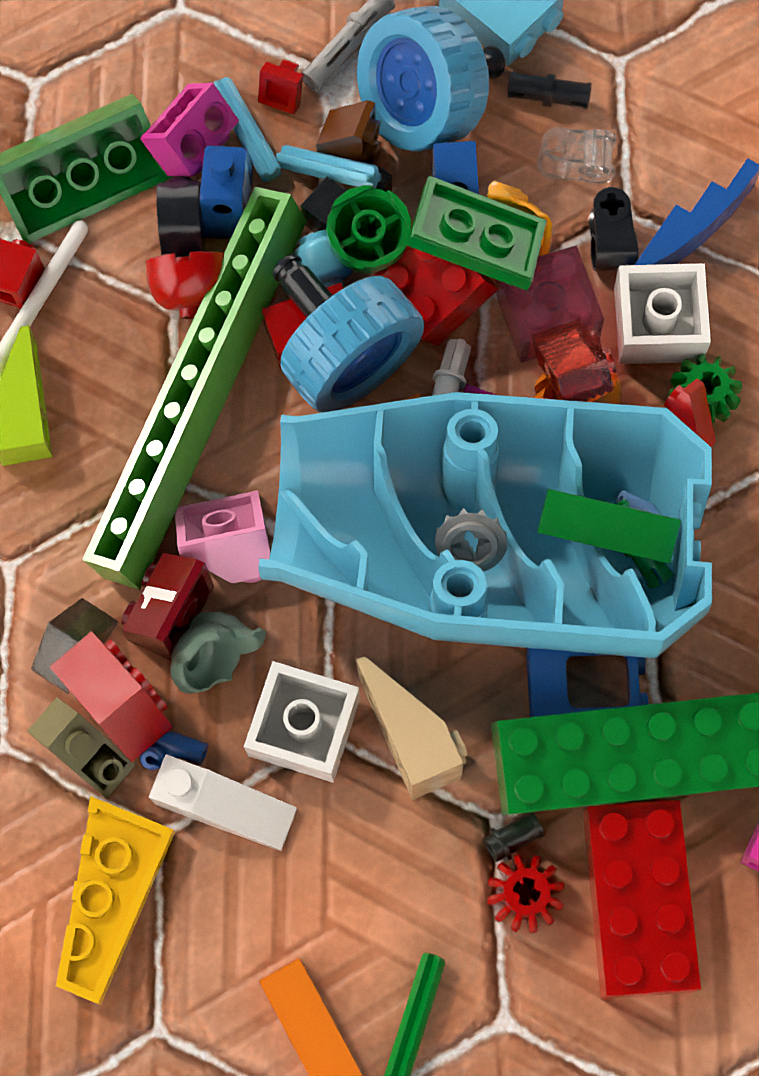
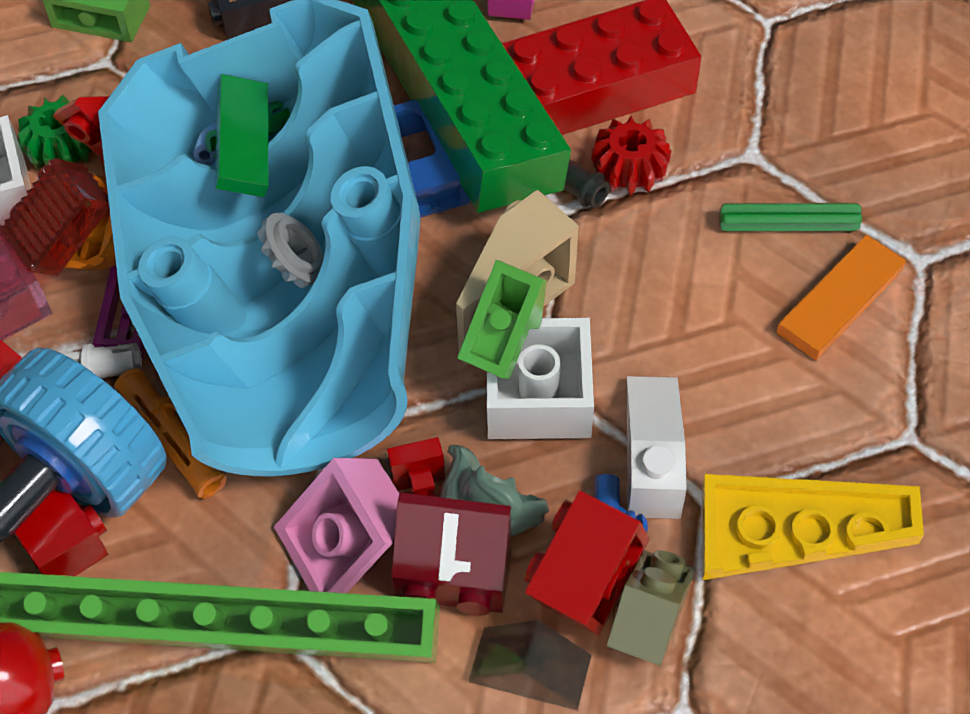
camera: 110 degrees left, 15 degrees down
(258, 605) = (417, 466): none -> red tile
(328, 685) = (503, 318): none -> bright green slope

